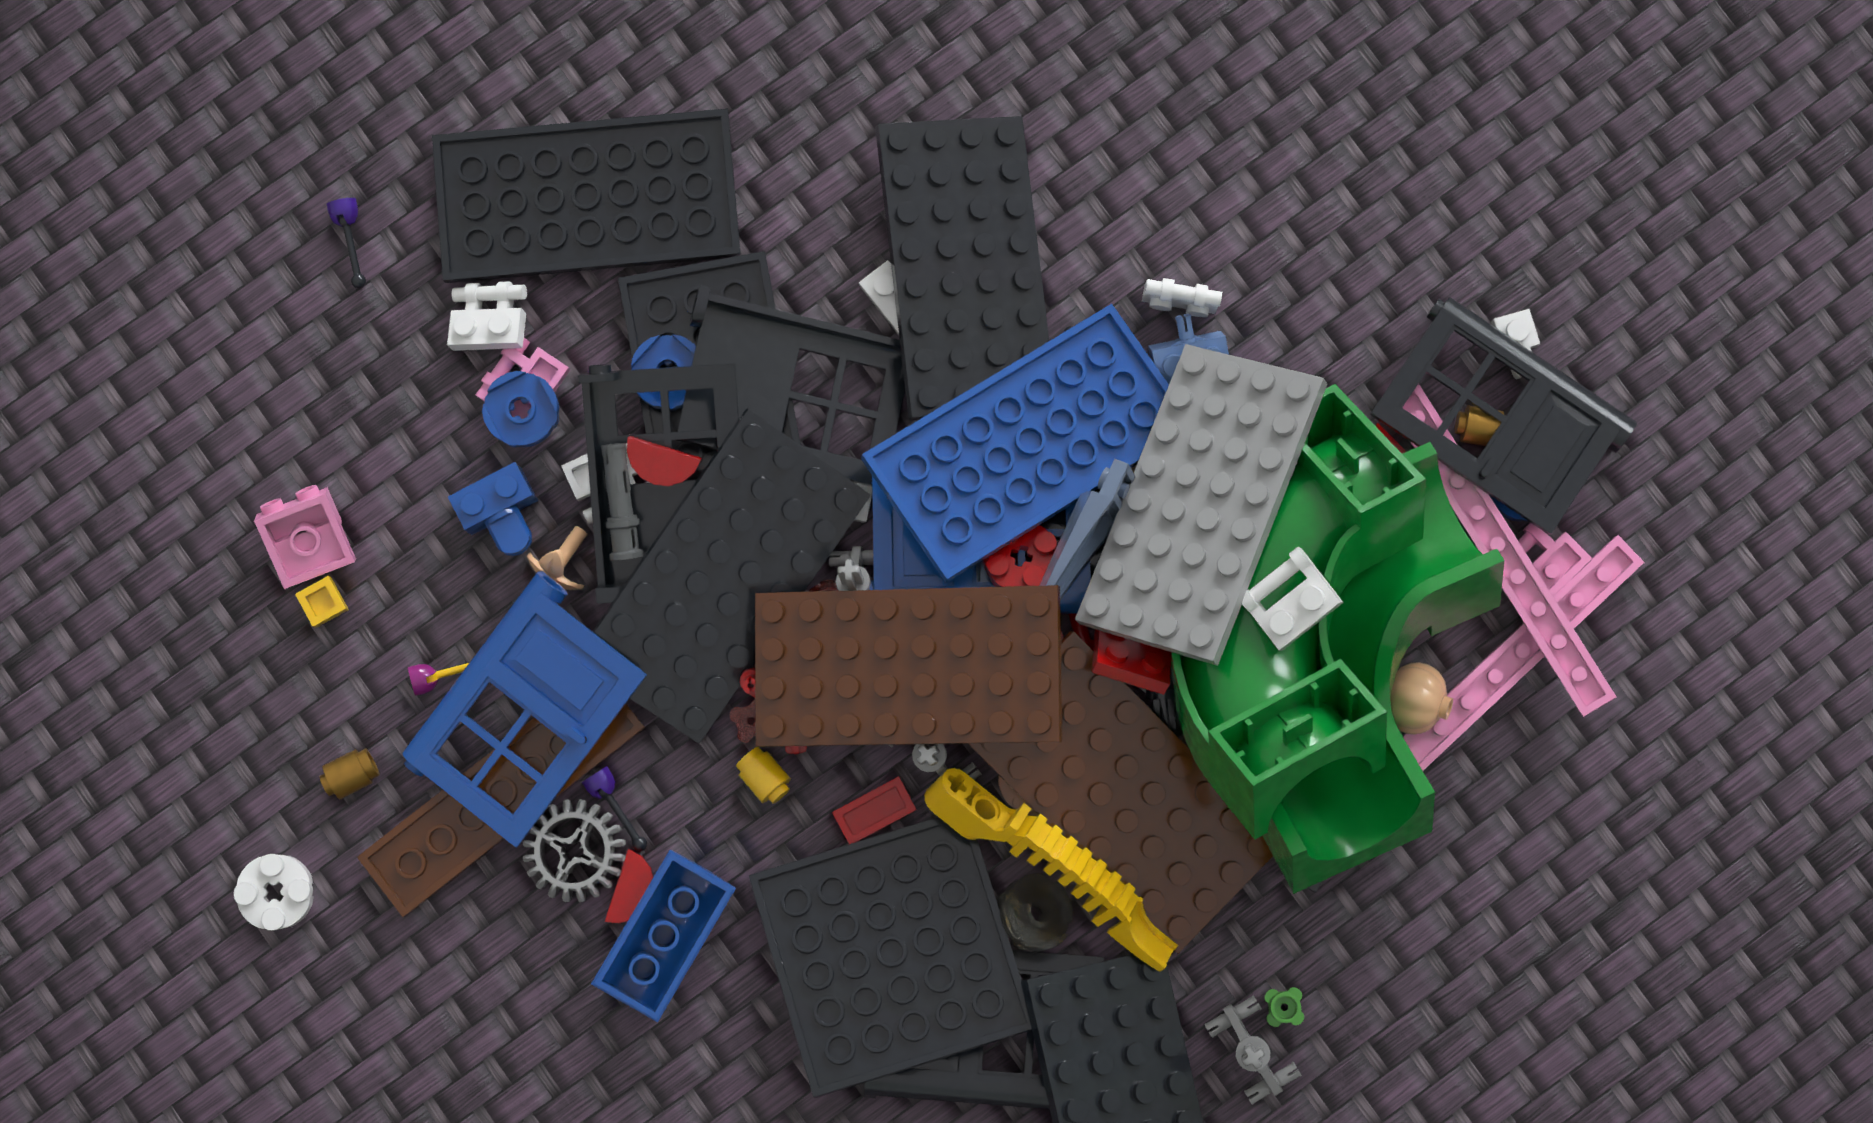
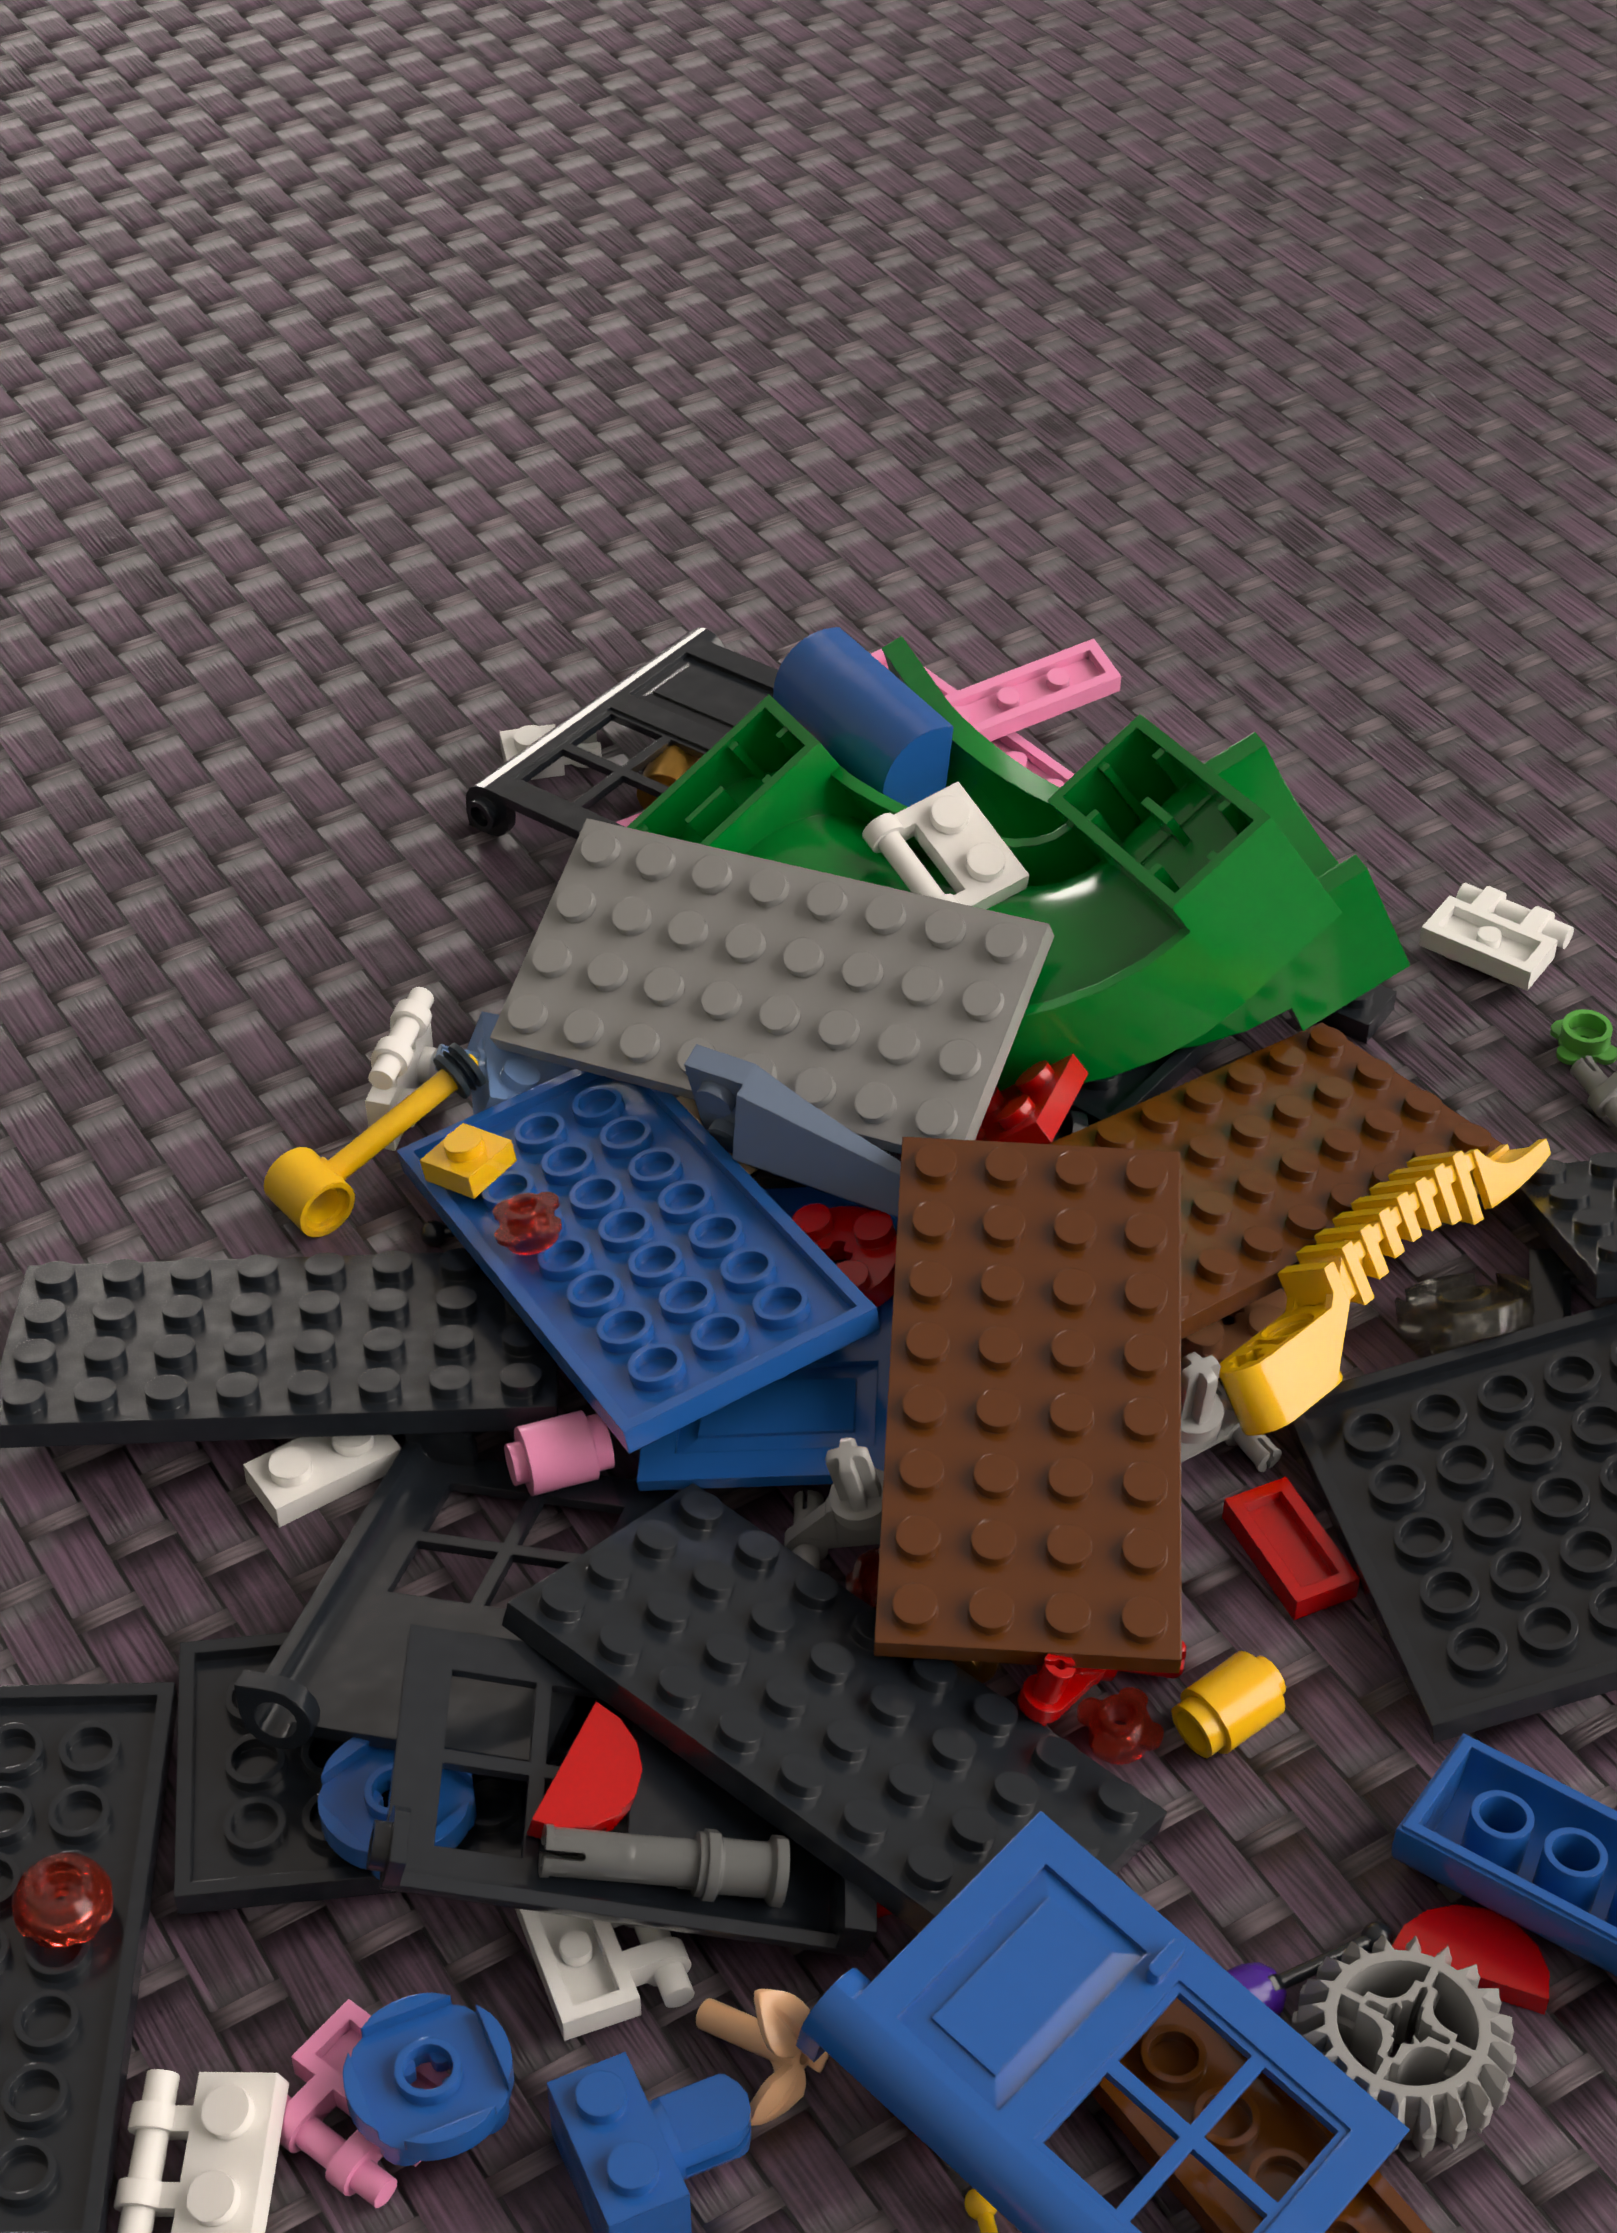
camera: 85 degrees left, 40 degrees down
(613, 237) = (65, 1921): none -> clear red plate
(888, 416) = (559, 1452): none -> bright pink brick
(1022, 395) = (528, 1222): none -> clear red plate
(1088, 345) = (468, 1160): none -> yellow plate
(1090, 261) = (315, 1189): none -> yellow piece
(1368, 955) = (1495, 935): none -> white plate
(1437, 542) = (865, 716): none -> blue brick

